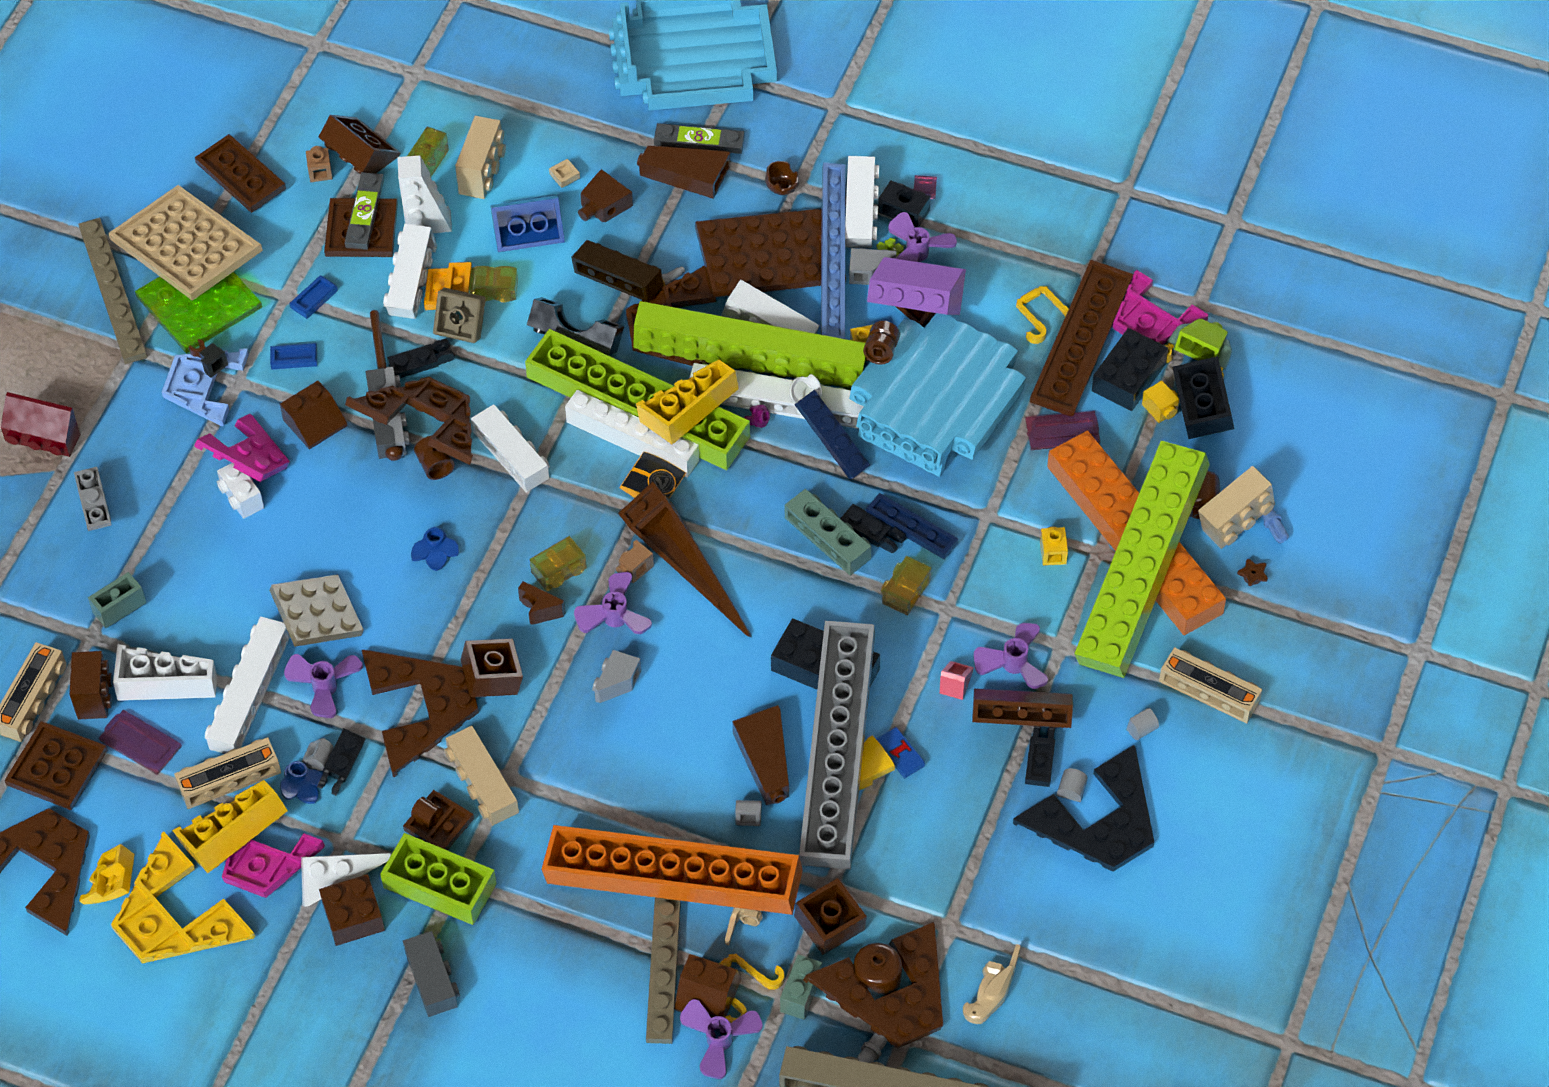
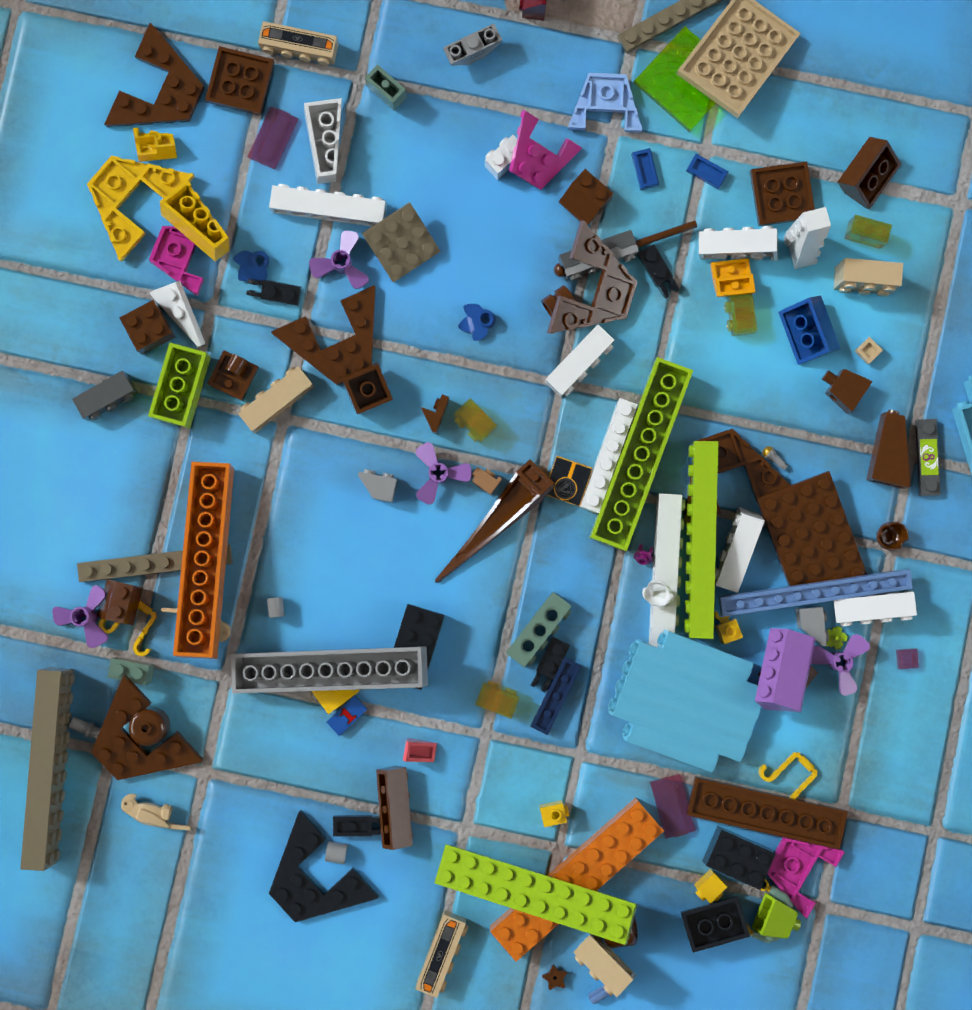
camera: 80 degrees right, 30 degrees up
(90, 685) = (304, 86): reddish brown brick -> none
(212, 357) = (624, 102): pearl dark grey piece -> none
(227, 773) = (250, 209): tan brick -> none
(240, 173) = (822, 81): reddish brown plate -> none
(317, 754) = (277, 272): light grey brick -> none
(318, 159) = (839, 148): medium nougat brick -> none
(364, 211) = (796, 192): dark grey plate -> none
(448, 322) = (699, 293): dark tan brick -> none
(548, 314) = (710, 368): black arch -> none
(617, 270) = (769, 414): dark brown brick -> none
(688, 402) = (629, 499): yellow wedge -> none
(764, 752) = (331, 610): reddish brown slope -> none
(830, 916) = (189, 684): reddish brown brick -> none
(832, 434) = (626, 619): dark blue plate -> none
(881, 342) = (712, 650): reddish brown wheel -> none
(899, 198) = (879, 633): black brick -> none
(1013, 657) = (463, 800): medium lavender piece -> none
(1142, 724) = (397, 902): light grey brick -> none

